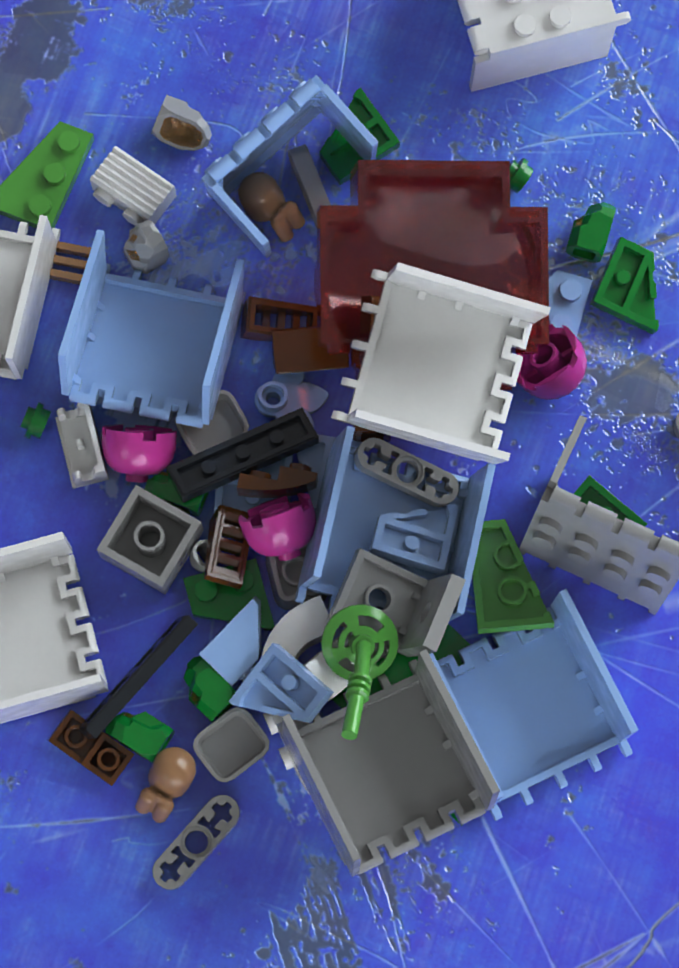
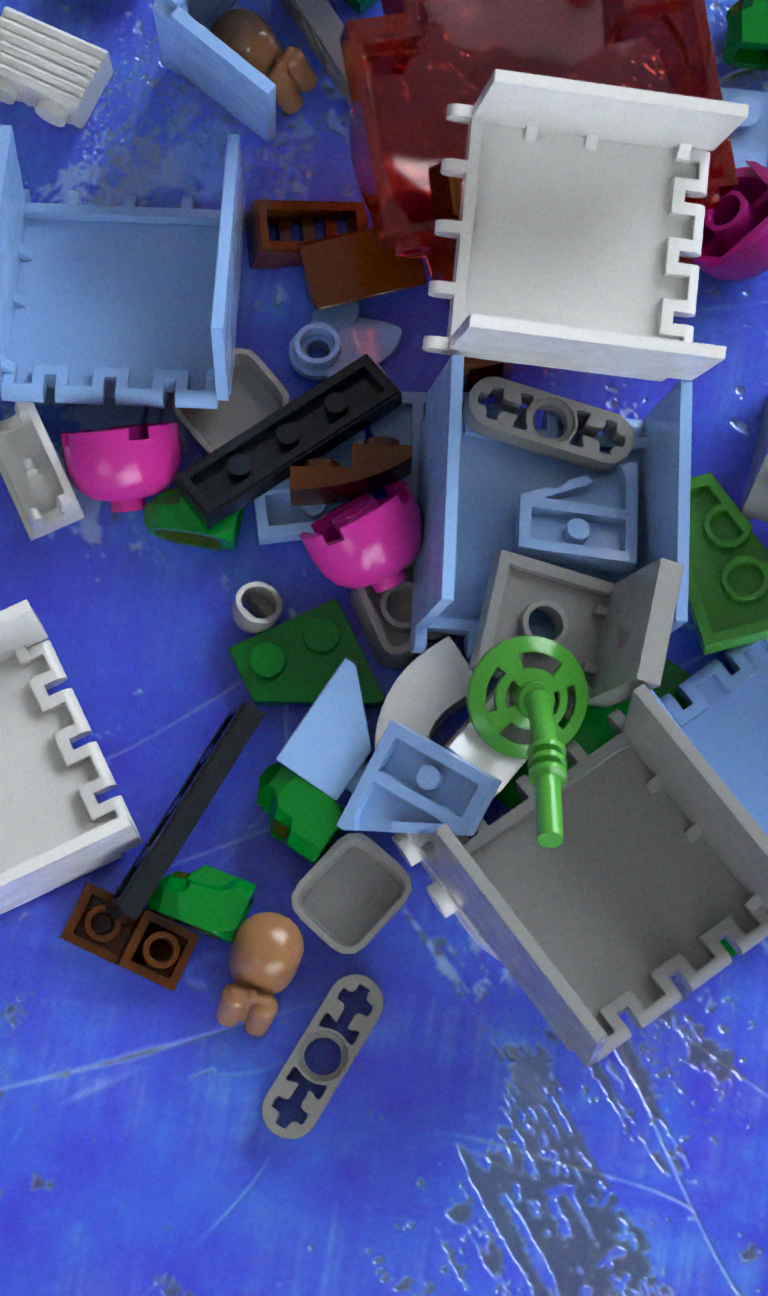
camera: 10 degrees left, 0 degrees up
(145, 247) = (80, 152): light grey rock -> none
(150, 539) = (166, 595): light grey brick -> none
(226, 524) = (283, 550): reddish brown slope -> none

